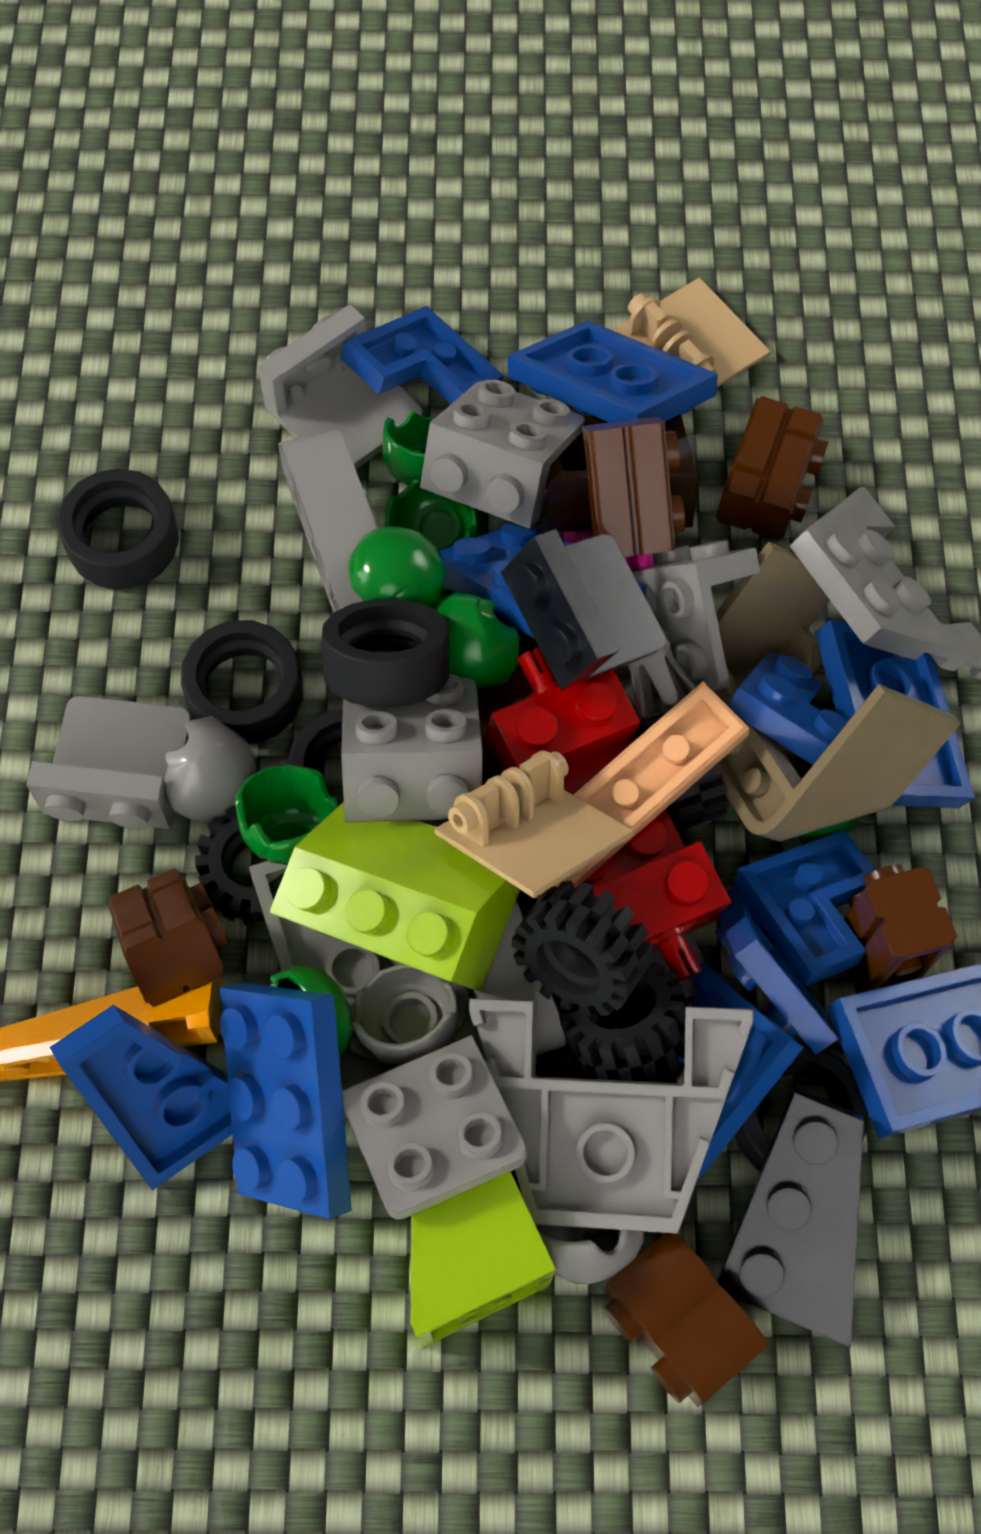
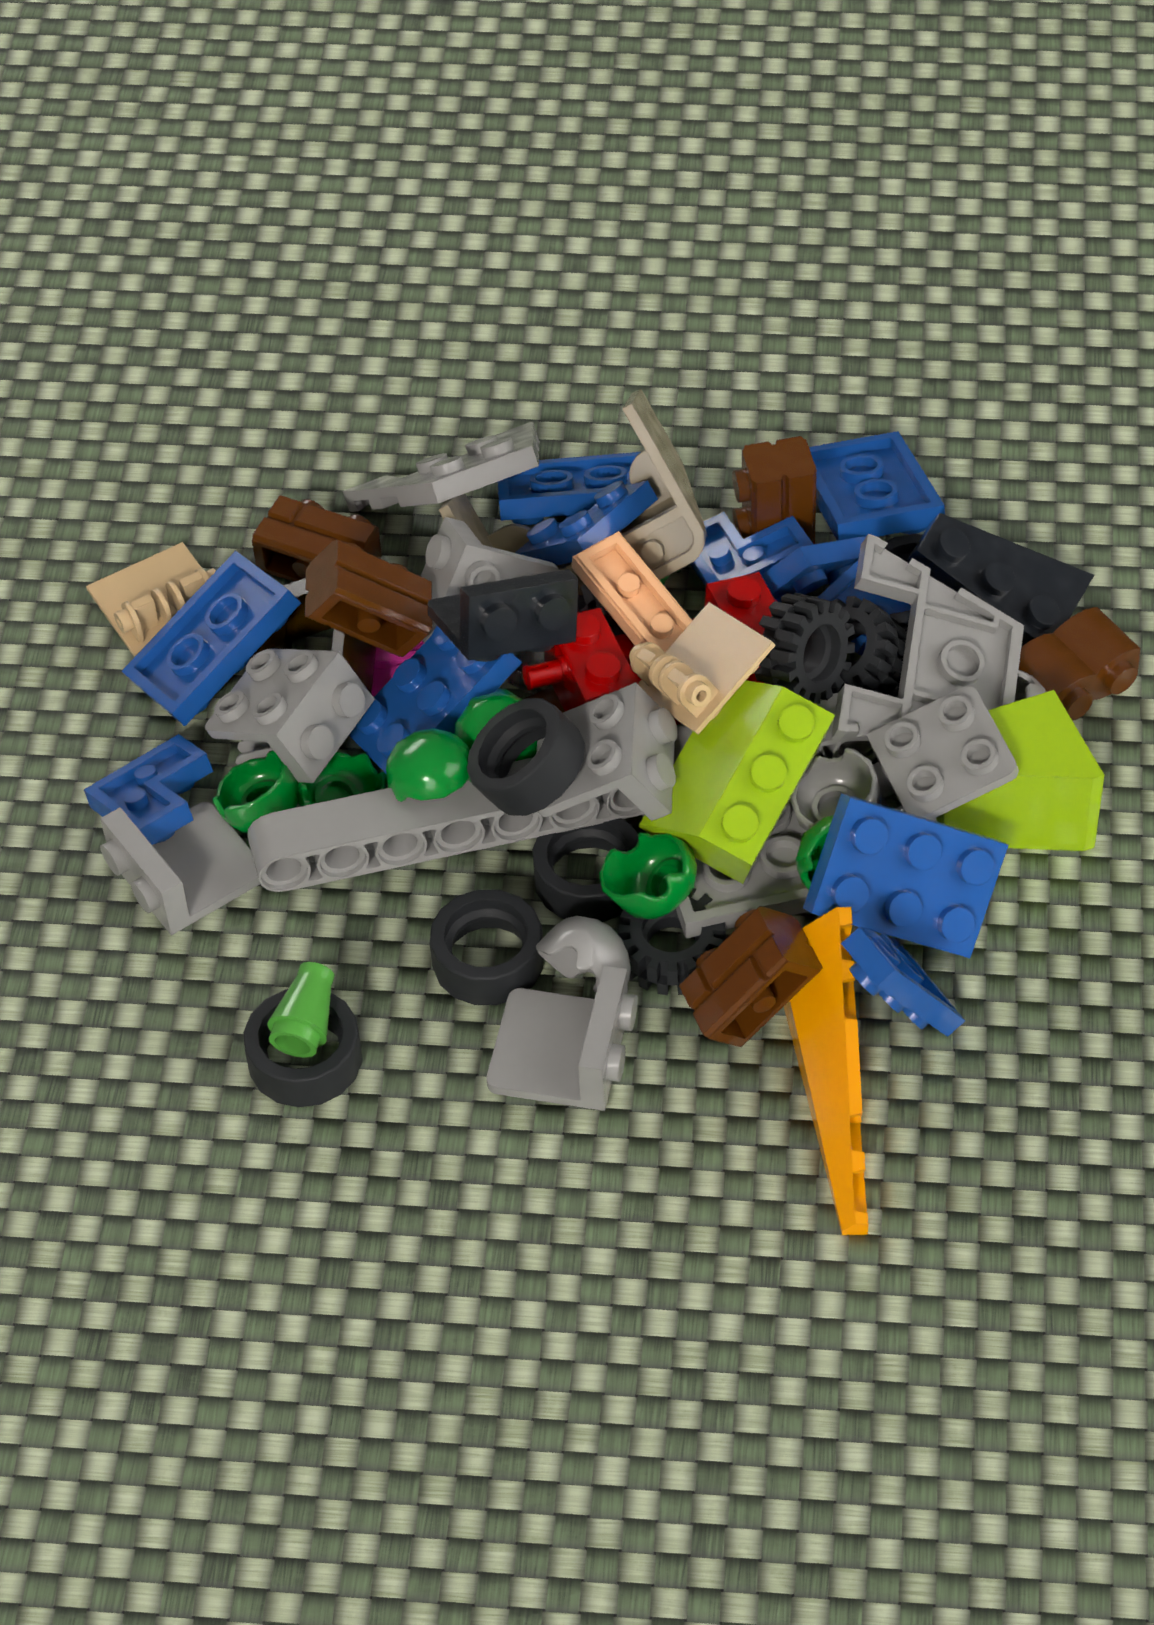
camera: 80 degrees left, 15 degrees down
(123, 509) = (303, 1013): none -> bright green cone

